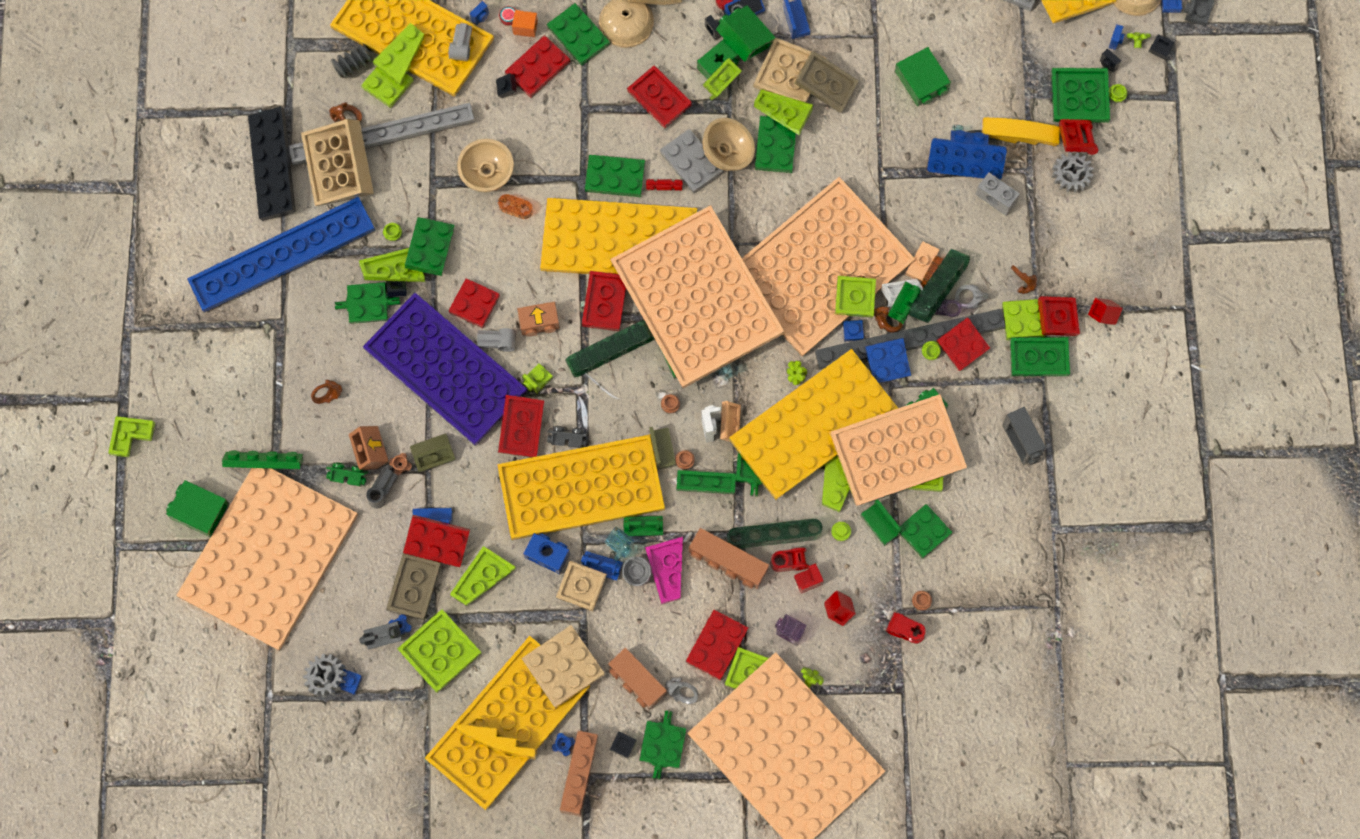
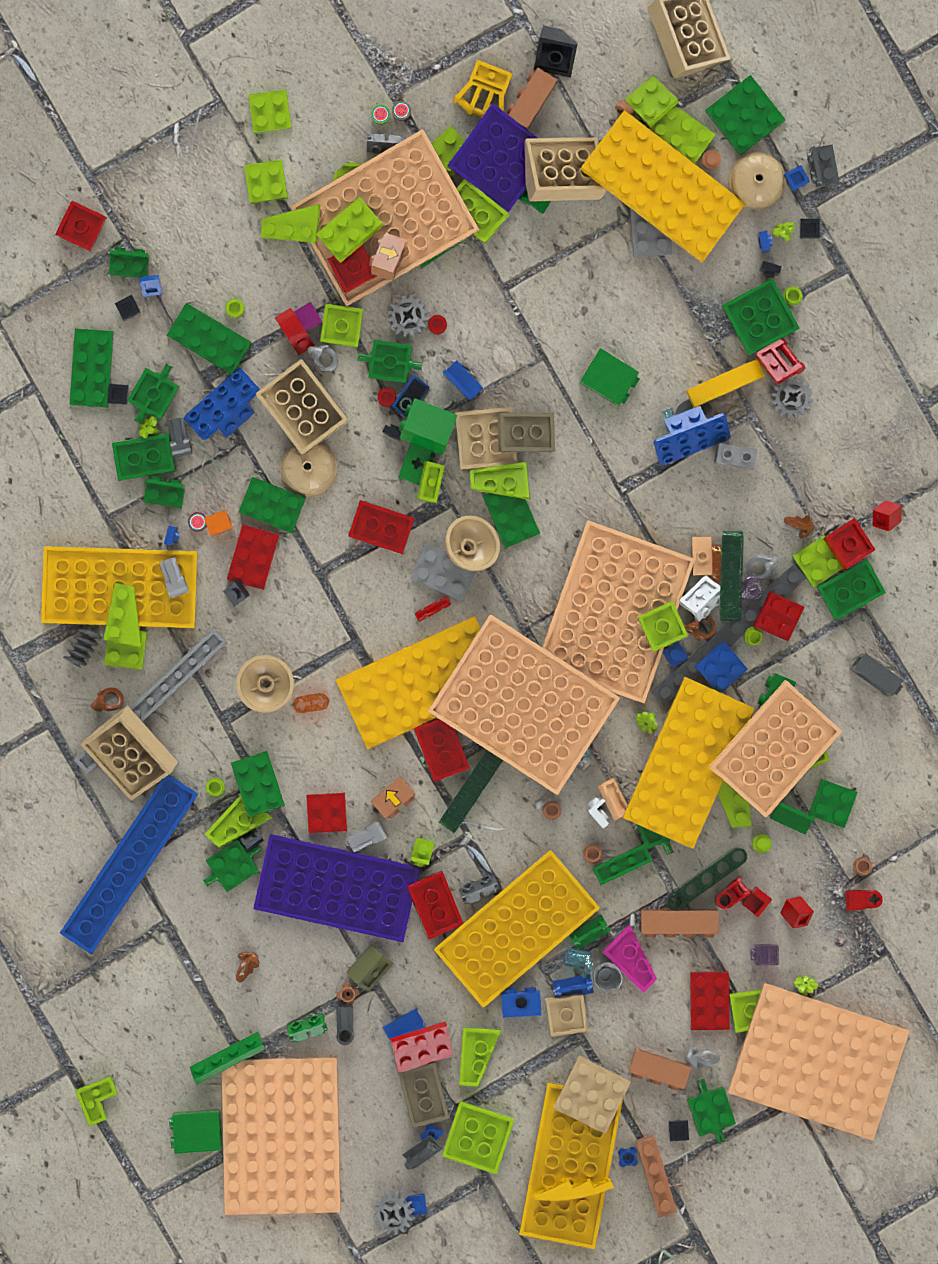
camera: 30 degrees left, 15 degrees up
(271, 163) = (68, 784): black plate -> none
(368, 447) = (313, 997): nougat brick -> none
(614, 175) = (383, 624): green plate -> none
(662, 448) = (567, 854): olive panel -> none
(903, 302) = (709, 611): green hinge -> none

